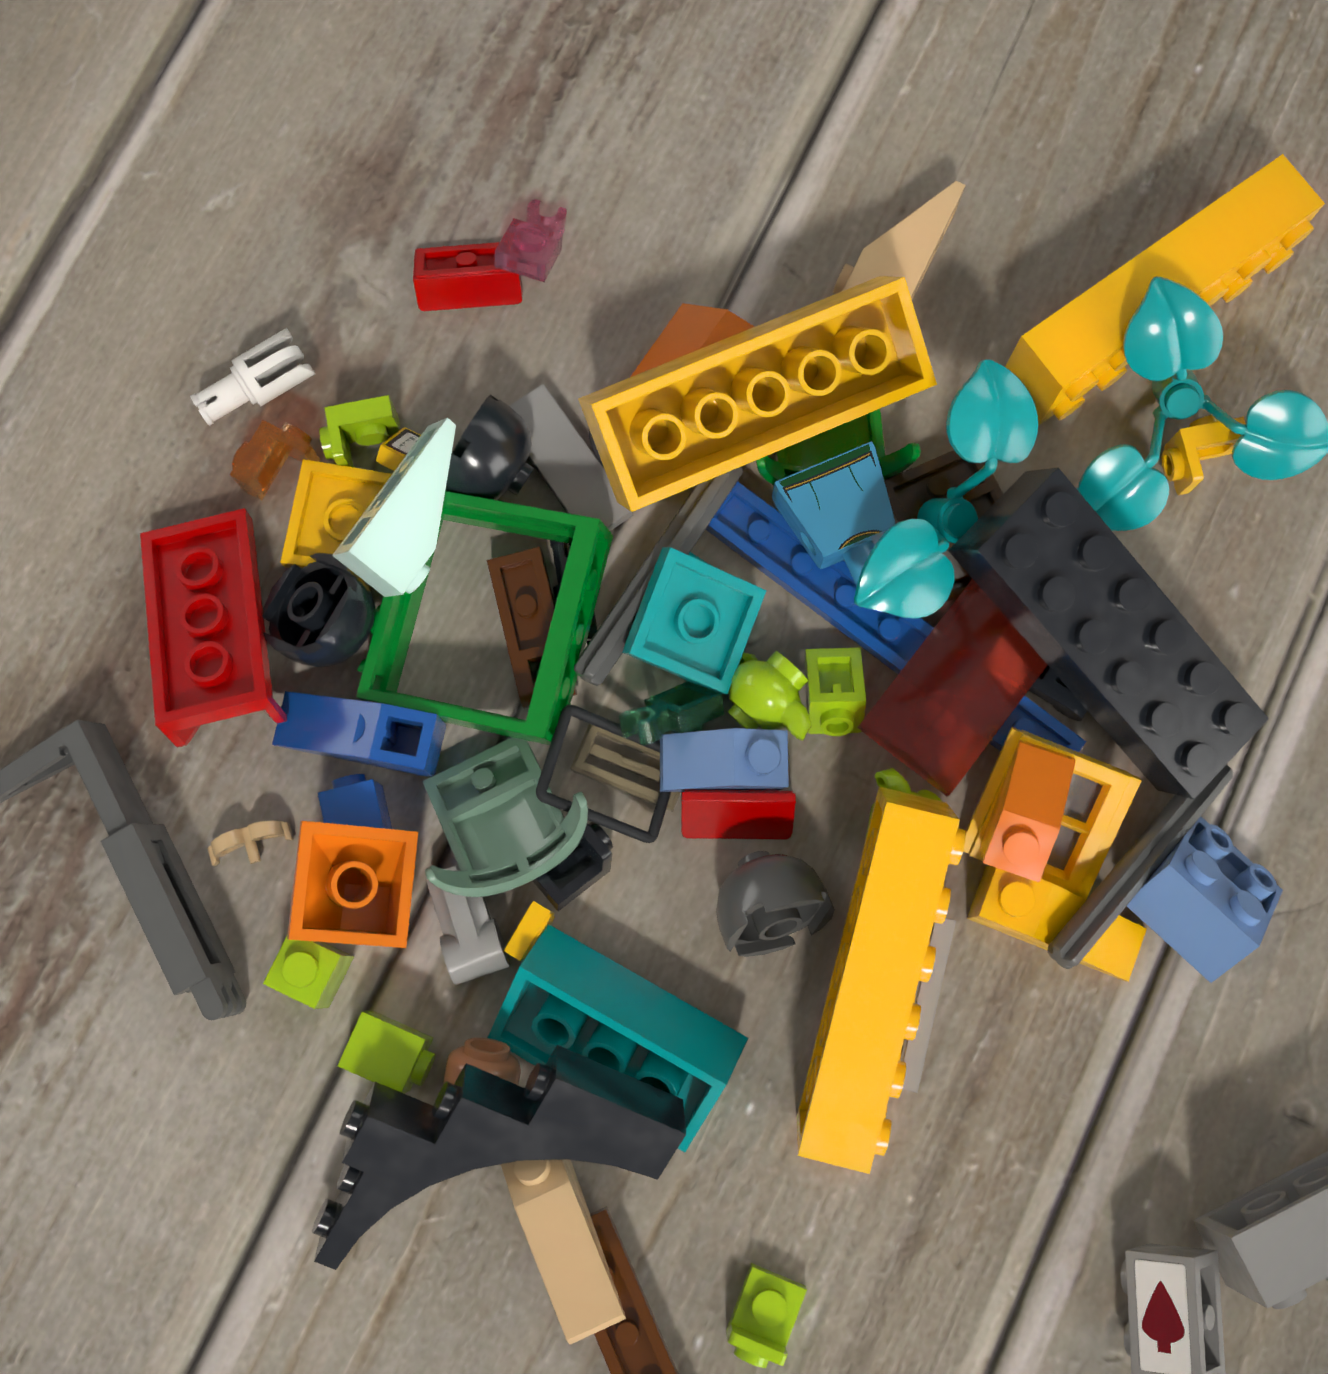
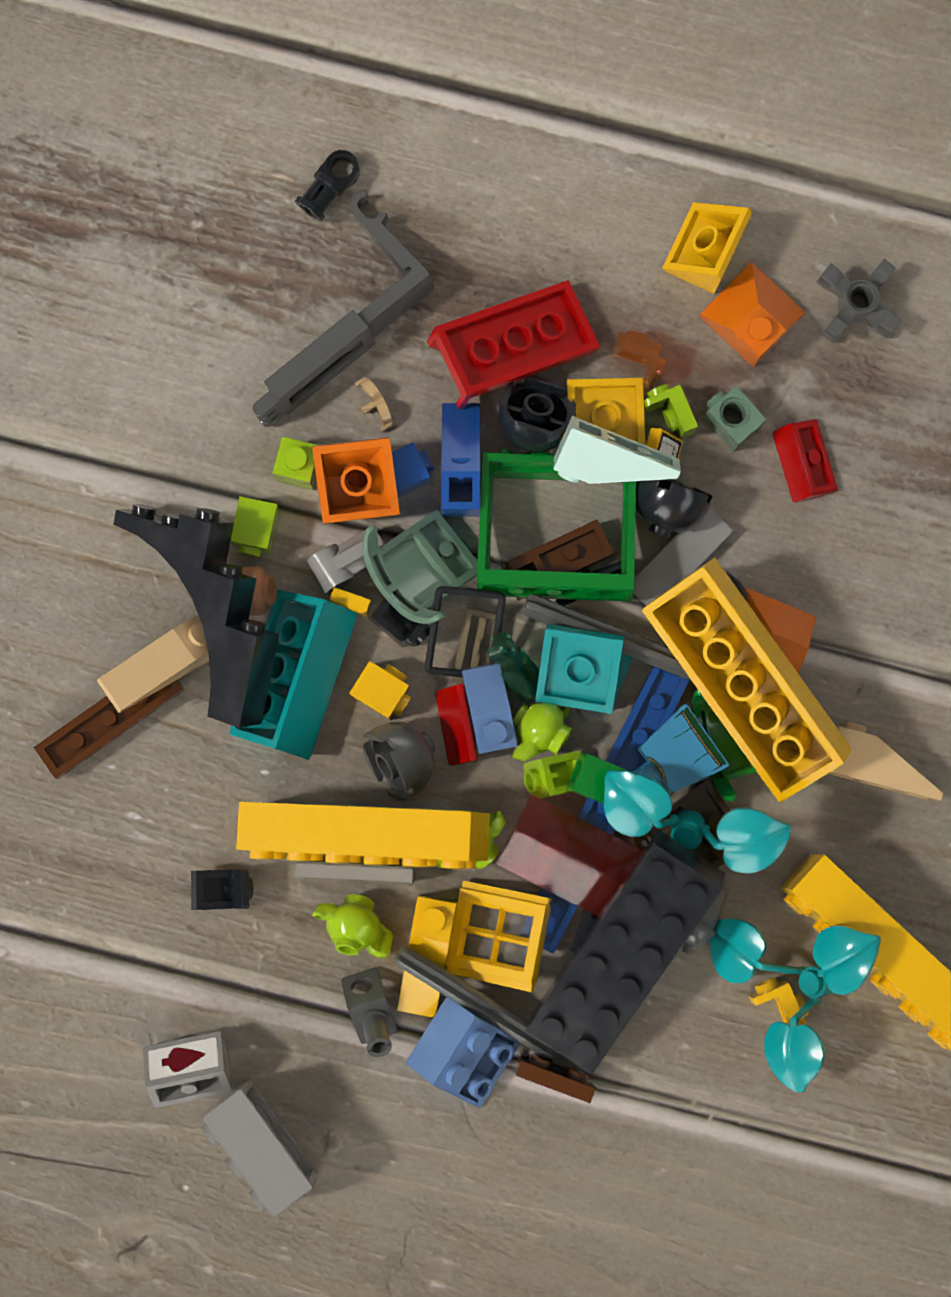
camera: 70 degrees right, 5 degrees up
(139, 336) = (706, 243): none -> yellow slope
(252, 298) = (752, 314): none -> orange slope
(255, 377) = (689, 325): white arm -> none
(259, 142) = (881, 319): none -> dark grey pin
(387, 329) = (733, 434): none -> sand green brick
(532, 245) = (832, 501): clear pink plate -> none
(667, 910) = (382, 690): none -> yellow brick
(764, 1317) = (135, 805): lime bracket -> none
(852, 633) = (589, 777): none -> green brick
(914, 1208) = (221, 889): none -> black bracket
(1002, 1017) = (355, 926): none -> lime piece
(1028, 811) = (494, 917): orange slope -> none
(1129, 1020) = (370, 1012): none -> dark grey bracket
(1250, 792) = (572, 1083): none -> reddish brown plate

